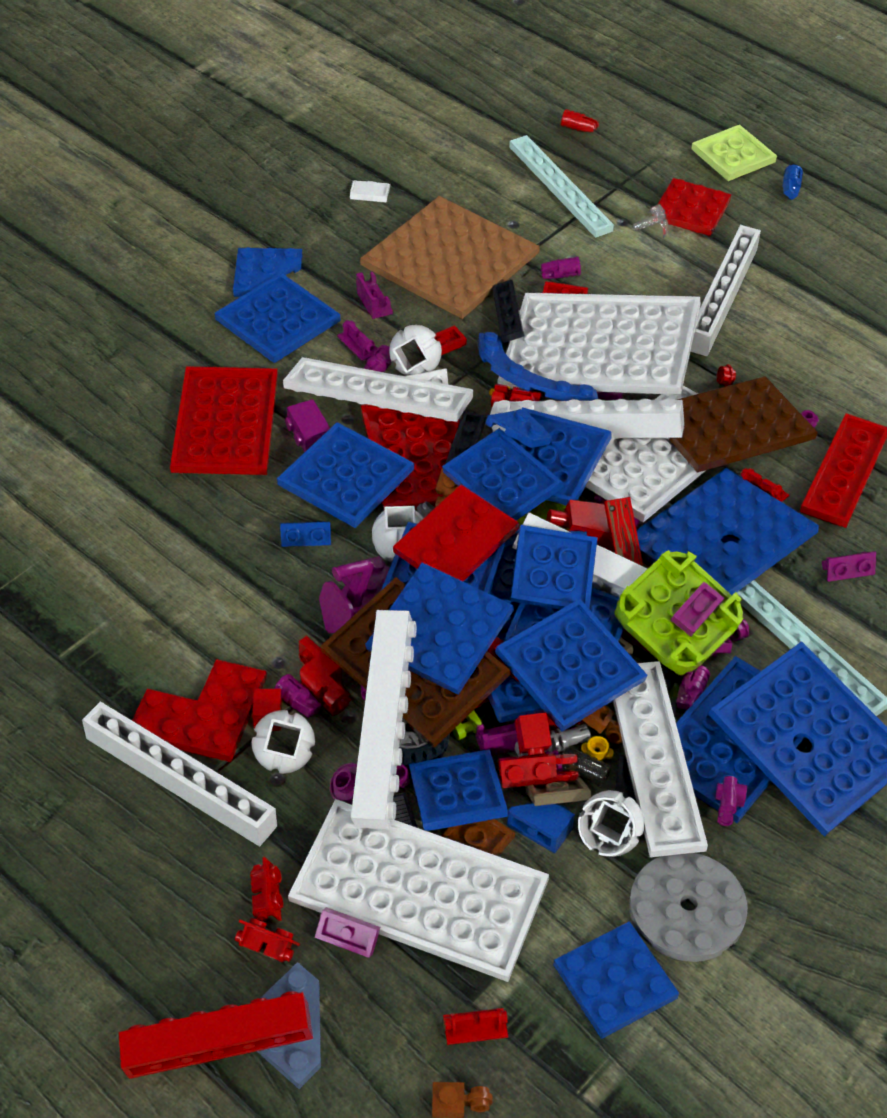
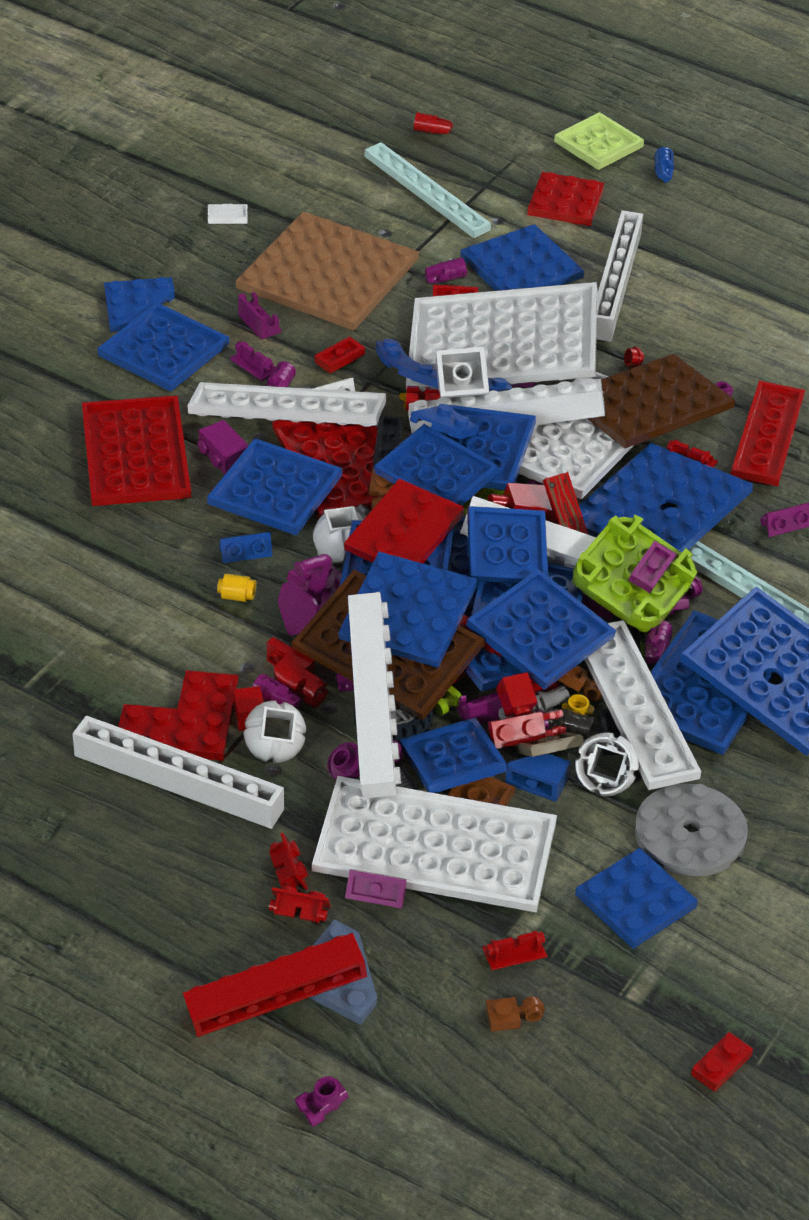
camera: 10 degrees left, 5 degrees down
(286, 576) = (236, 587): none -> yellow brick
(426, 341) = (331, 354): white piece -> none
(507, 311) = (401, 317): black tile -> none
(547, 378) = (462, 372): none -> white slope
(636, 266) = (521, 261): none -> blue plate
(659, 216) = (536, 211): clear plant -> none
(730, 796) = (714, 729): magenta plate -> none

